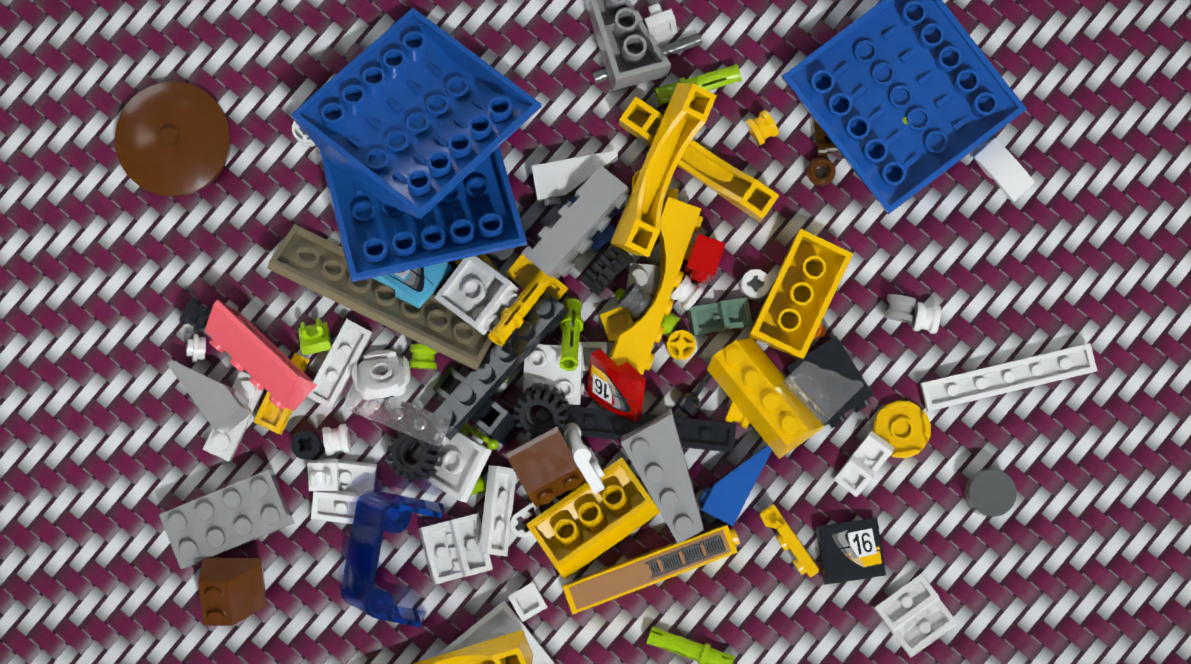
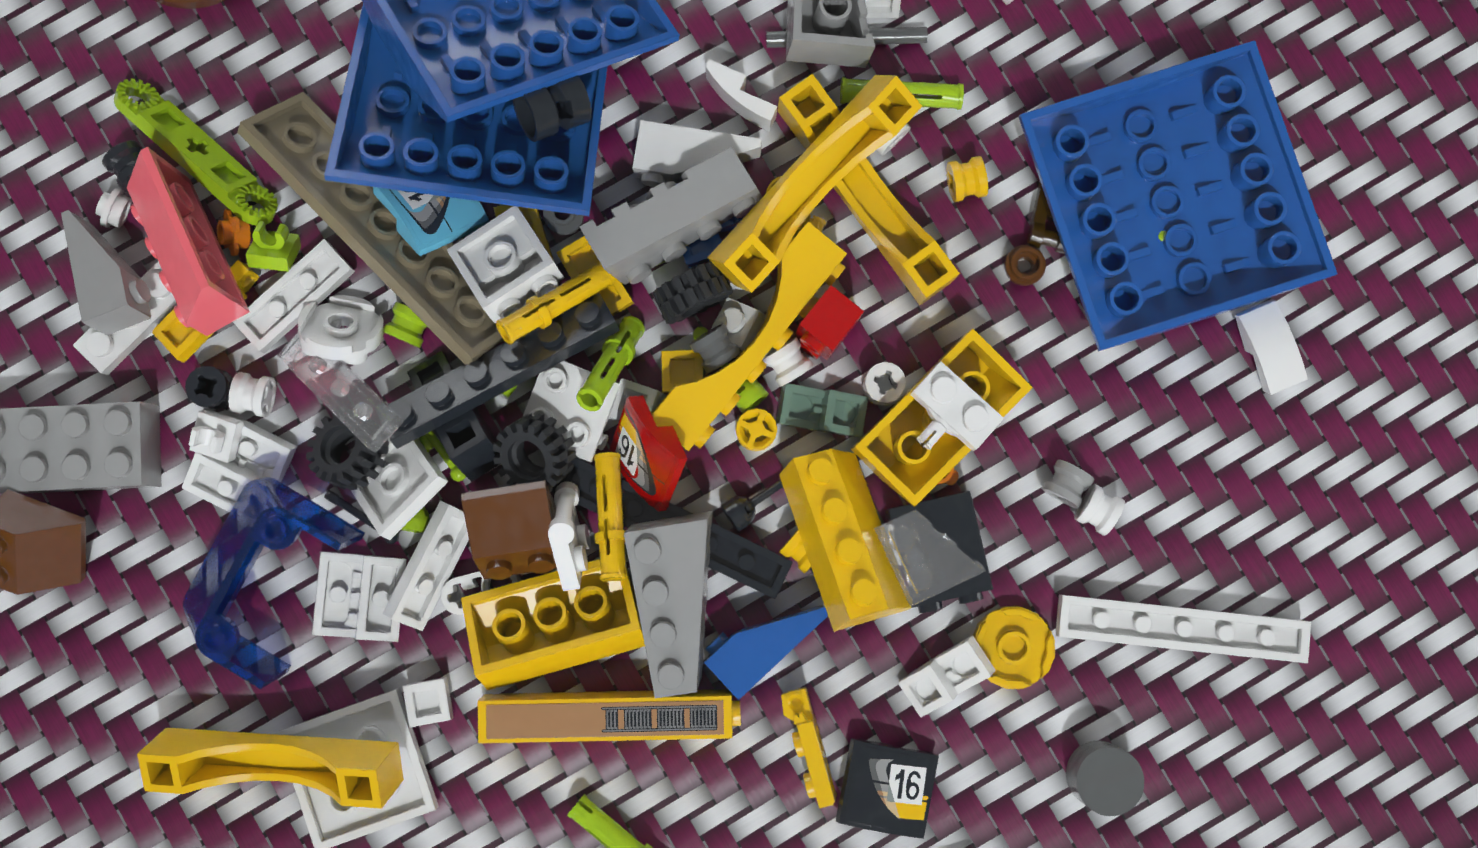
camera: 20 degrees right, 0 degrees up
(224, 286) = (213, 169): none -> lime piece
(283, 335) = (233, 233): none -> orange plate
(436, 495) = (338, 500): none -> black hinge
(478, 183) = (553, 106): none -> black wheel
(582, 121) = (731, 86): none -> white slope
(610, 445) = (610, 517): none -> yellow pin
(806, 286) = (954, 409): none -> white plate

